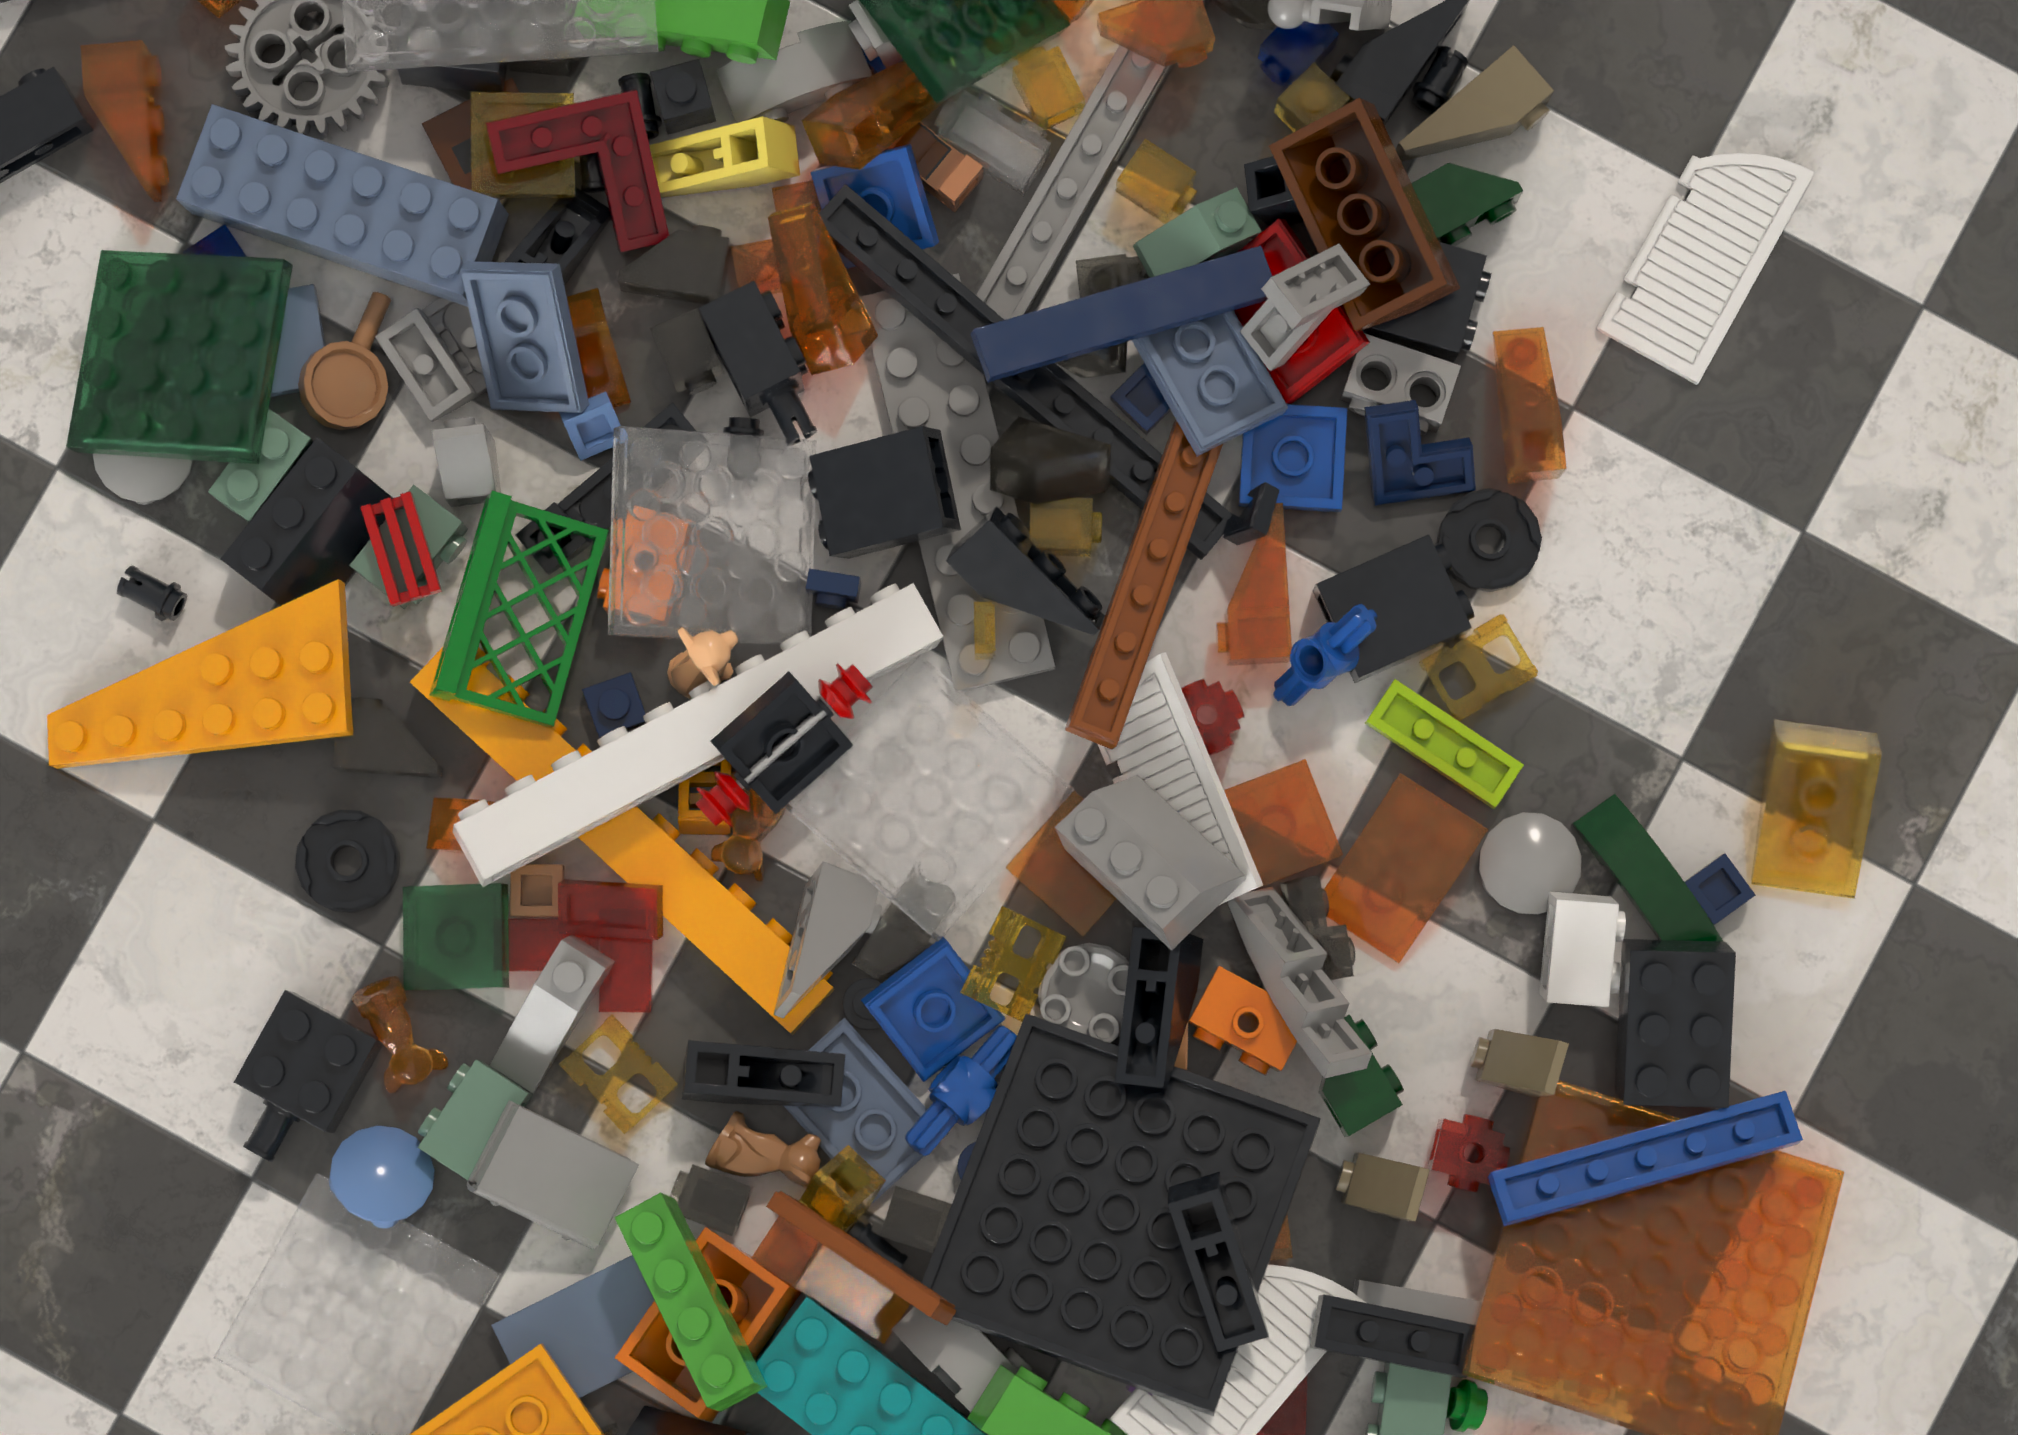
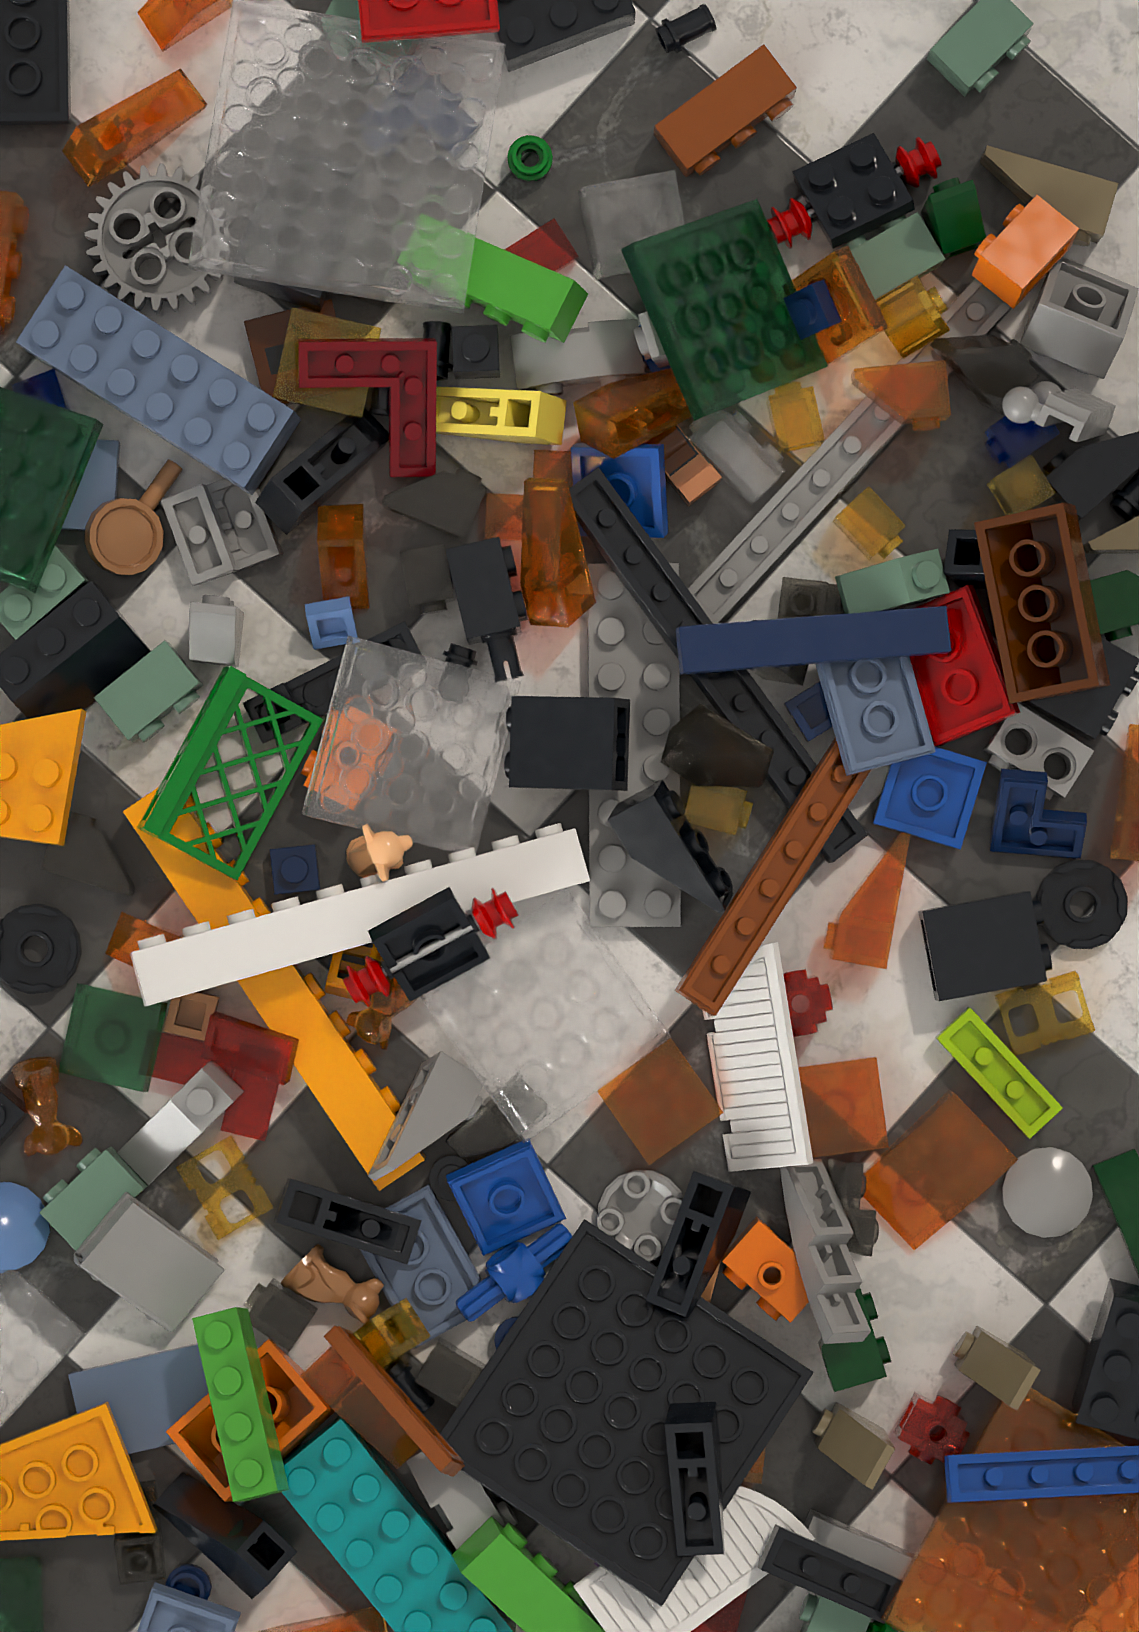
camera: 15 degrees right, 5 degrees up
(388, 507) = (138, 657): red tile -> none
(525, 336) = (290, 536): sand blue tile -> none
(833, 588) = (504, 814): dark blue plate -> none
(984, 630) = (626, 884): clear yellow tile -> none
(1002, 959) = (575, 1170): clear yellow piece -> none
(1149, 858) = (722, 1116): light grey slope -> none
(1255, 518) = (884, 840): black tile -> none
(1300, 302) = (970, 669): light grey bracket -> none
(1325, 655) = (914, 976): blue axle -> none
(1581, 949) = (1072, 1278): white brick -> none

